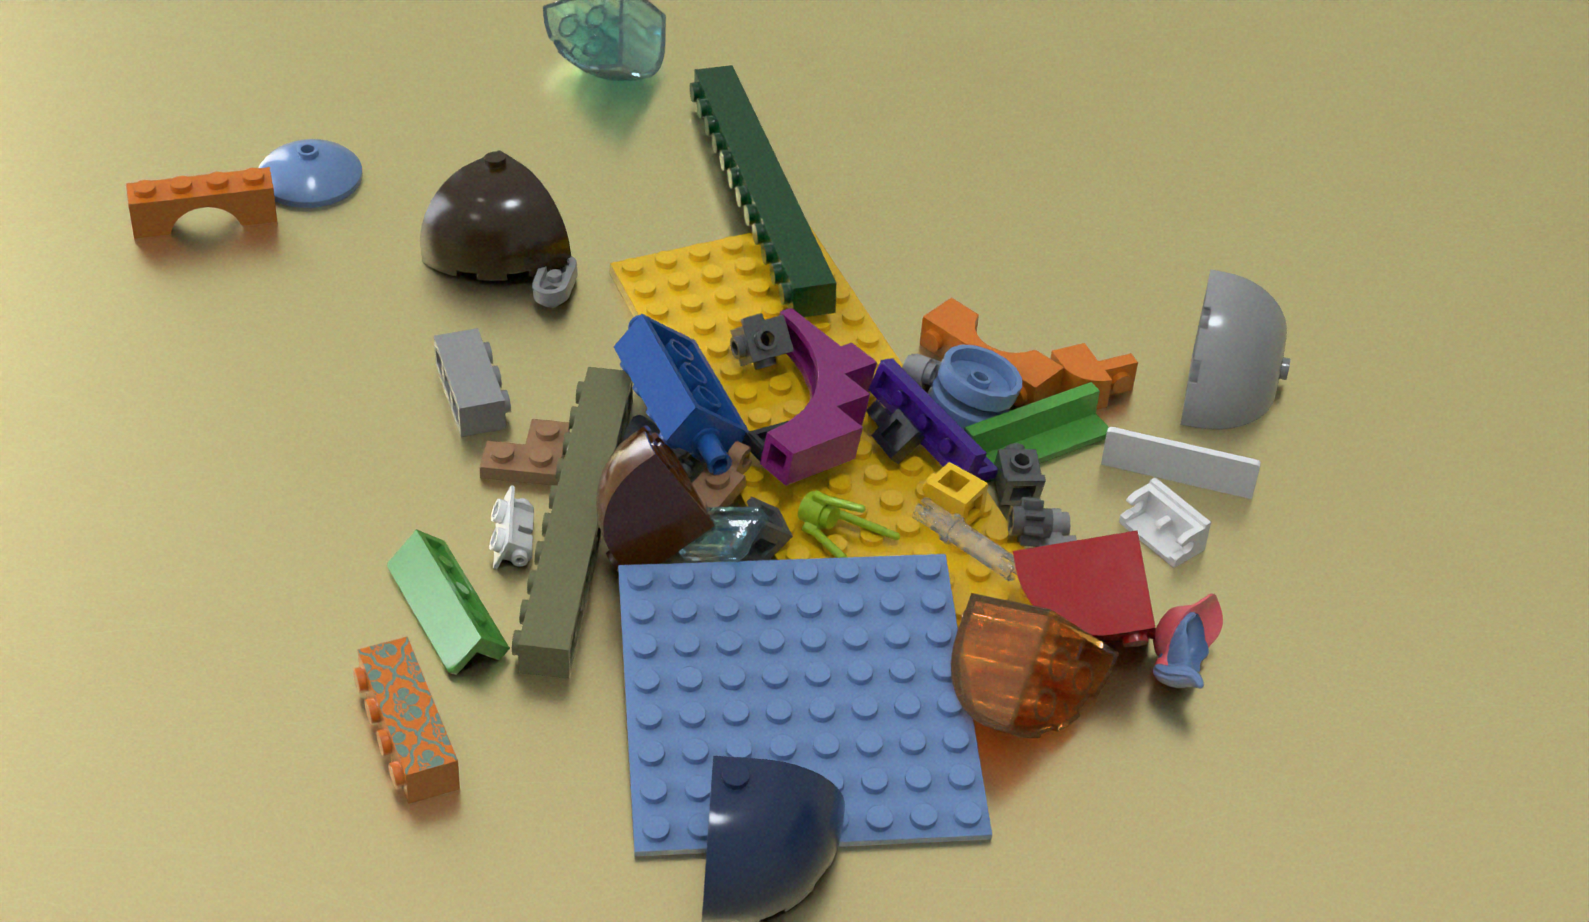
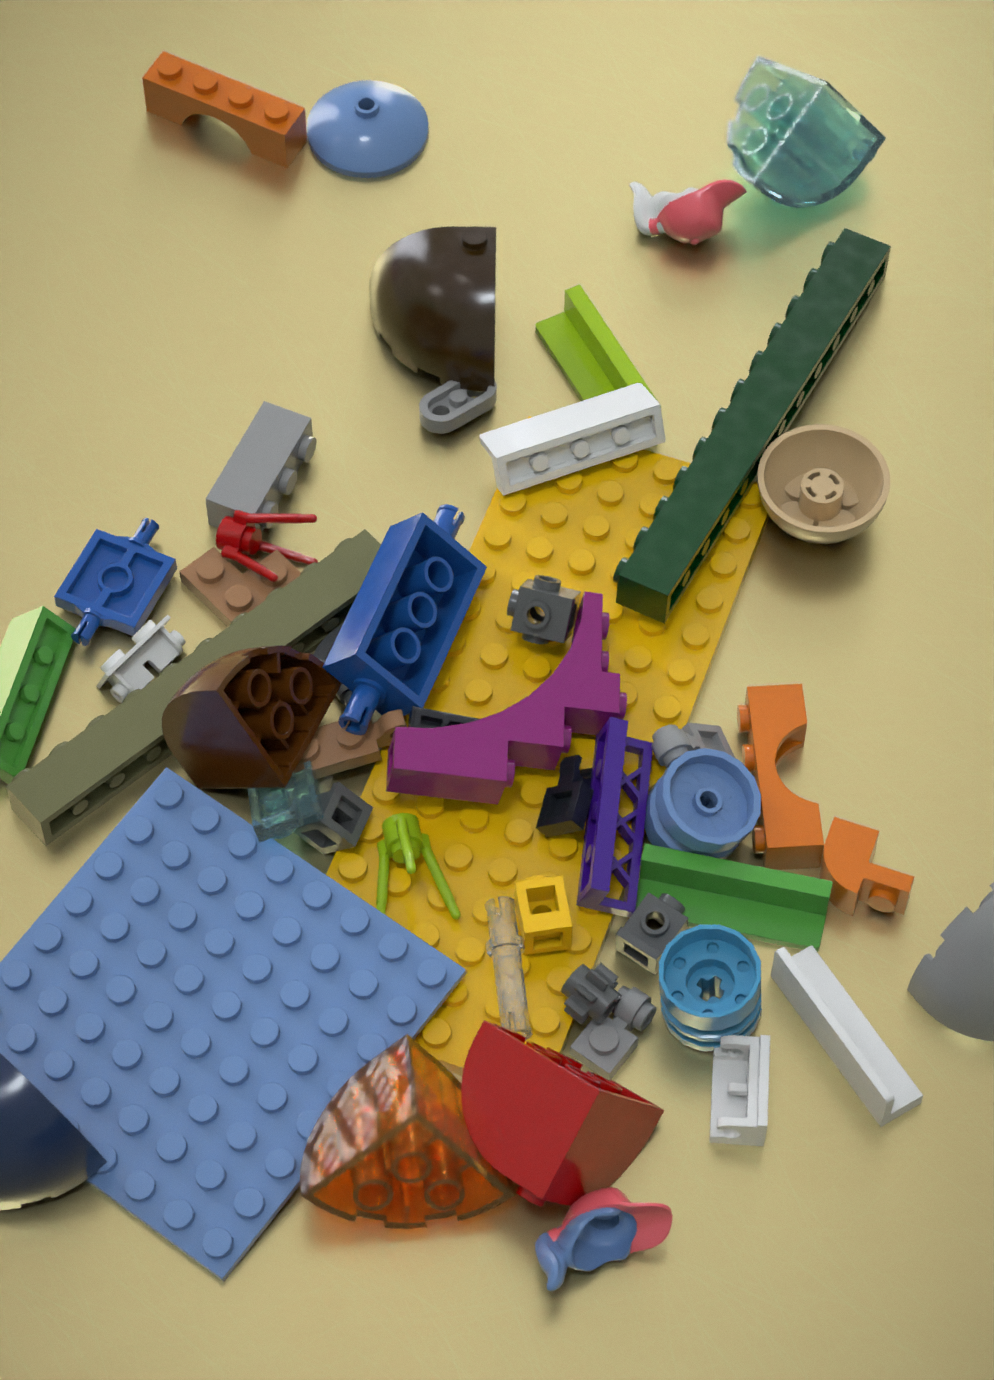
camera: 45 degrees right, 15 degrees up
(442, 497) = (115, 582): none -> blue plate
(505, 423) = (239, 537): none -> red plant
(582, 114) = (685, 215): none -> coral hair
(625, 215) = (586, 348): none -> lime panel
(664, 248) = (574, 437): none -> white panel
(842, 196) = (823, 483): none -> tan piece
(1093, 474) = (705, 965): none -> dark azure wheel

